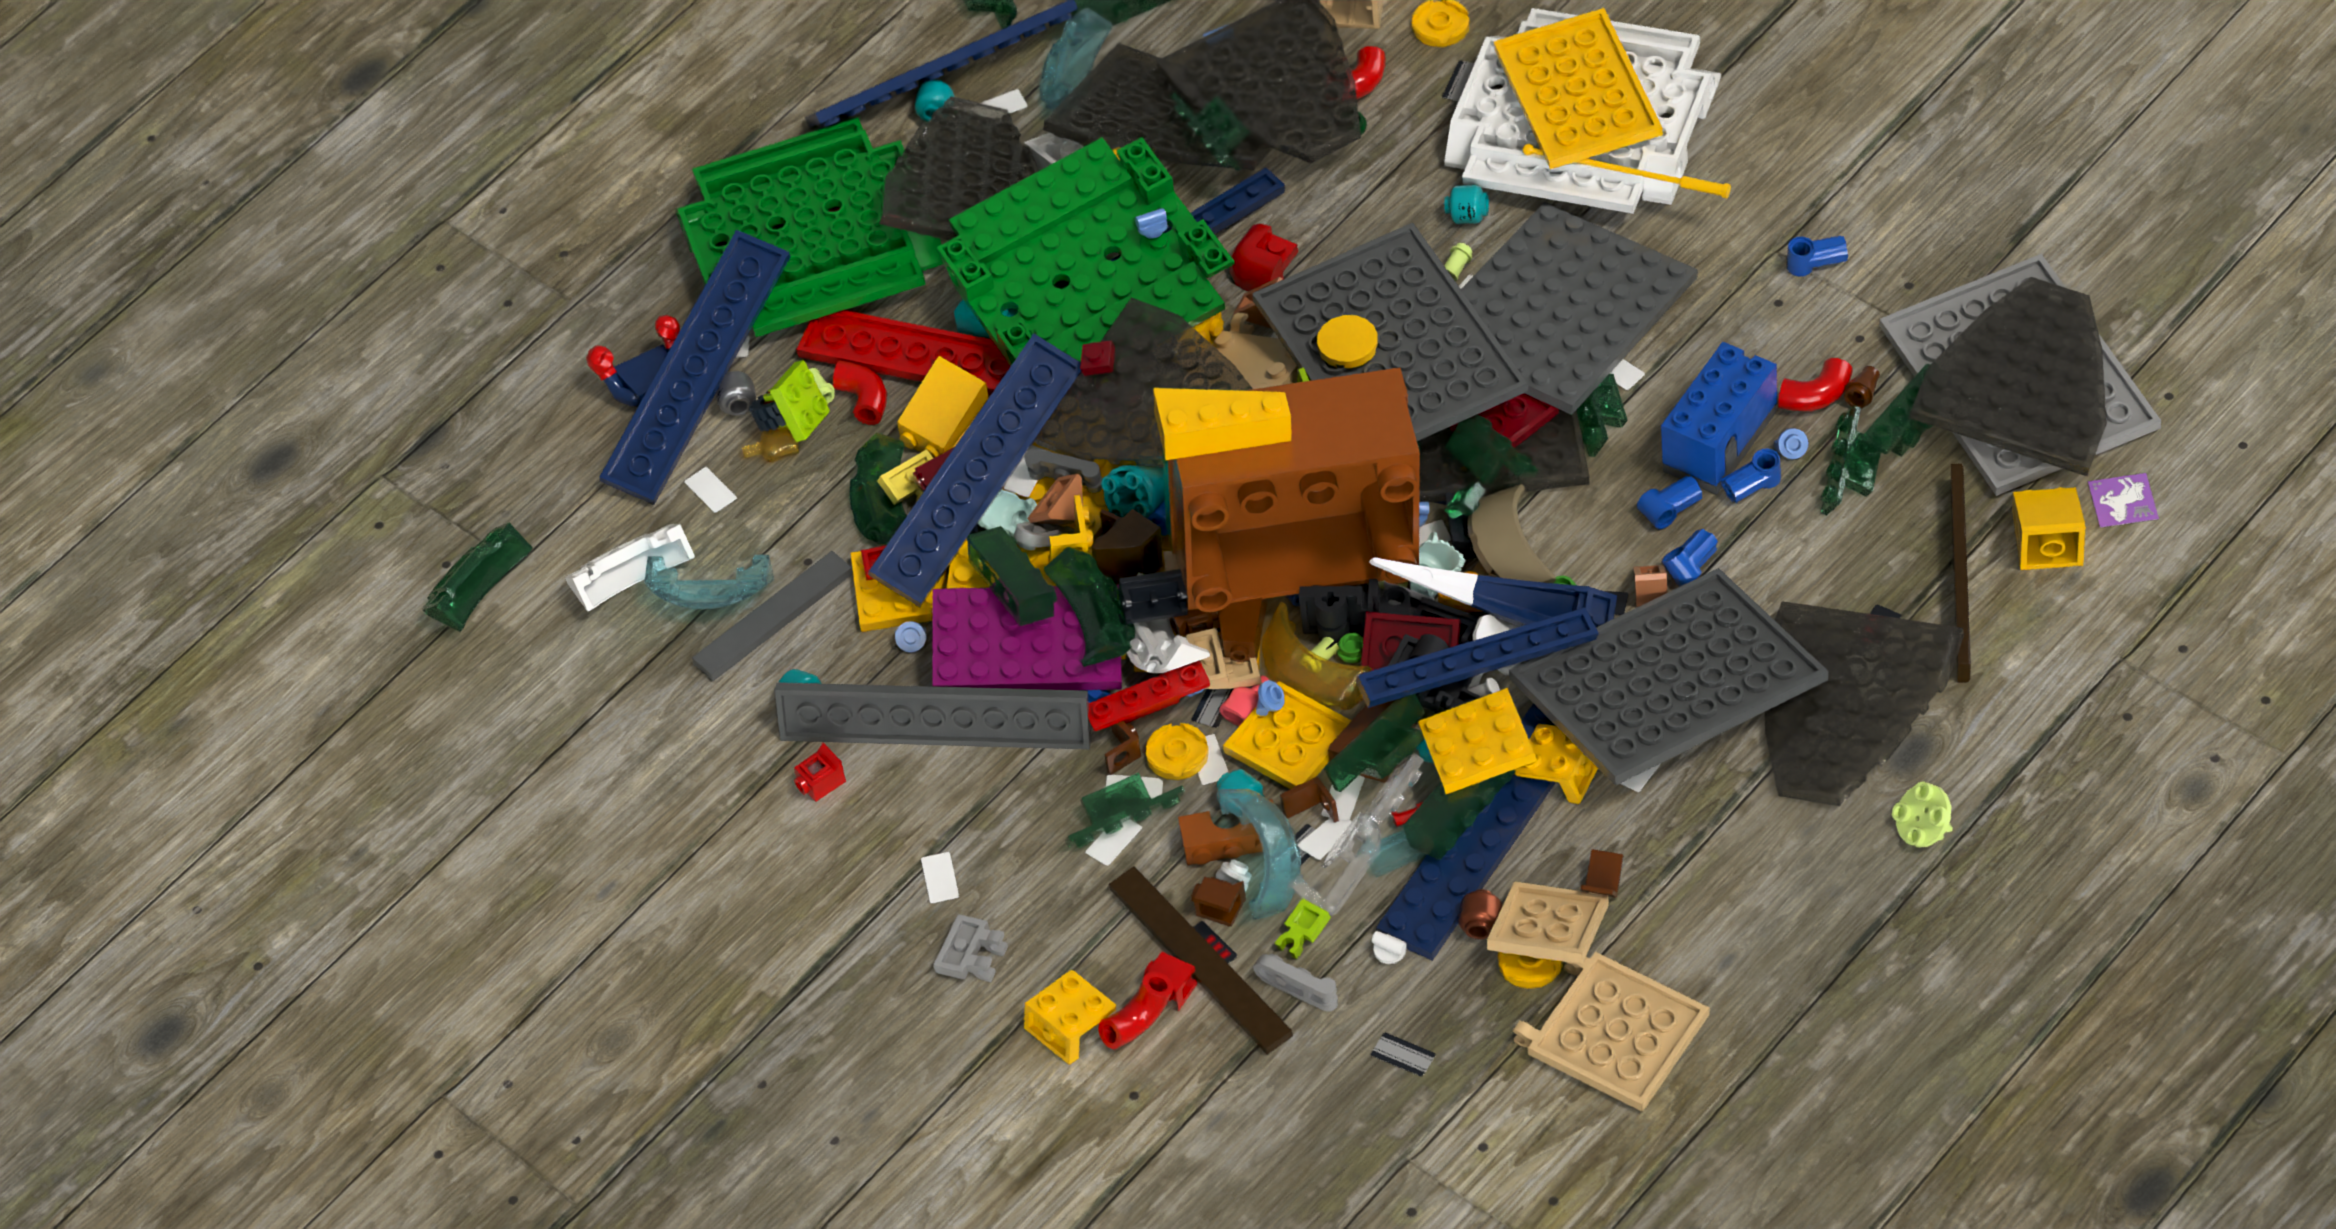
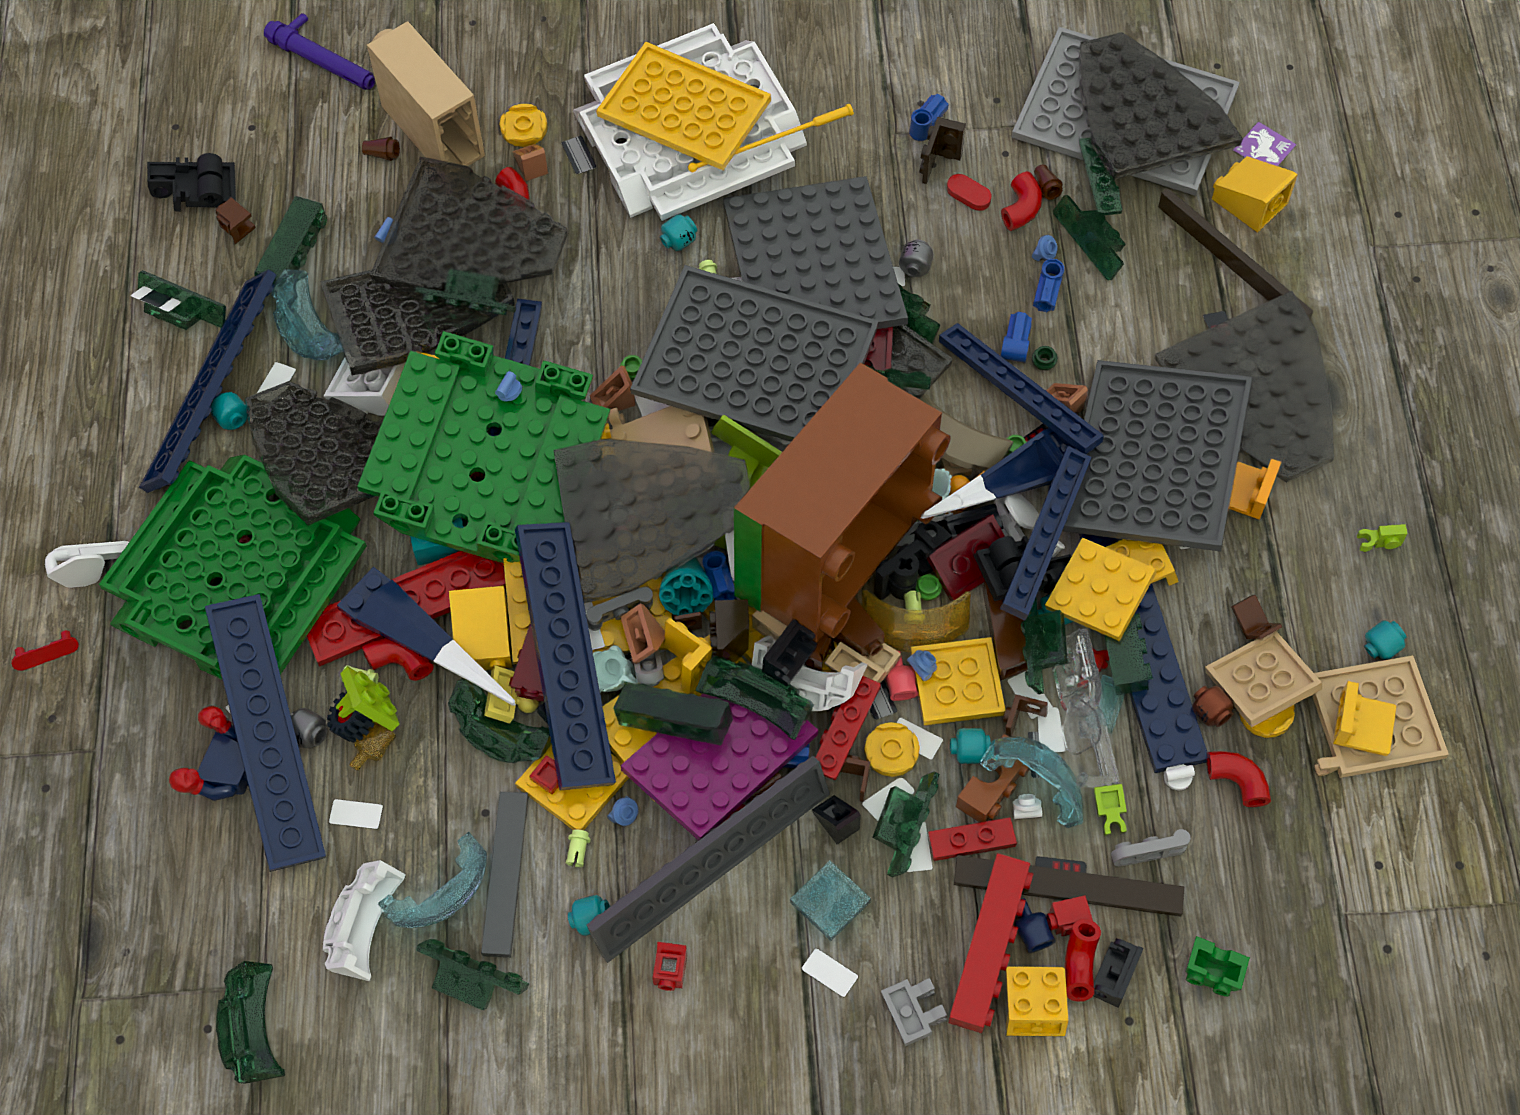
camera: 50 degrees left, 10 degrees up
(604, 198) = (56, 649): none -> red piece
(663, 667) = (466, 977): none -> clear green bracket
(693, 142) = (82, 562): none -> white piece
(845, 636) = (577, 846): none -> yellowish green pin
(886, 348) = (392, 613): none -> dark blue plate
(995, 821) = (830, 900): none -> clear light blue plate
(1069, 769) = (838, 818): none -> black slope
(1081, 943) = (989, 944): none -> red brick
(1097, 358) = (577, 510): dark red plate -> none
(1131, 967) = (1034, 930): none -> dark blue piece
(1160, 864) = (972, 839): none -> red plate
(1162, 1051) = (1116, 971): none -> black hinge
(1218, 900) = (1038, 834): reddish brown window -> none
(1219, 420) = (796, 492): yellow wedge -> none
(1240, 1100) = (1216, 967): none -> green cylinder
(1260, 257) = (581, 355): red brick -> none
(1347, 341) = (734, 376): yellow tile -> none
(1403, 1054) = (1262, 843): sticker -> none
(1408, 58) = (531, 161): none -> nougat slope
(1444, 981) = (1243, 772): none -> red cylinder
(1587, 1014) = (1364, 722): none -> yellow bracket
(1614, 540) = (1021, 389): none -> dark blue plate
(1655, 369) = (916, 258): none -> flat silver head
(1674, 530) = (1044, 352): none -> dark green plate
(1686, 560) = (1071, 365): blue piece -> none
(1700, 978) = (1385, 640): none -> teal head
(1719, 417) = (998, 260): blue piece -> none
(1730, 769) = (1252, 488): none -> light orange bracket
(1780, 347) = (969, 192): none -> red tile
(1784, 279) = (944, 140): none -> dark brown bracket
(1807, 899) = (1386, 536): none -> lime plate
(1932, 808) = (1404, 433): yellowish green plate -> none

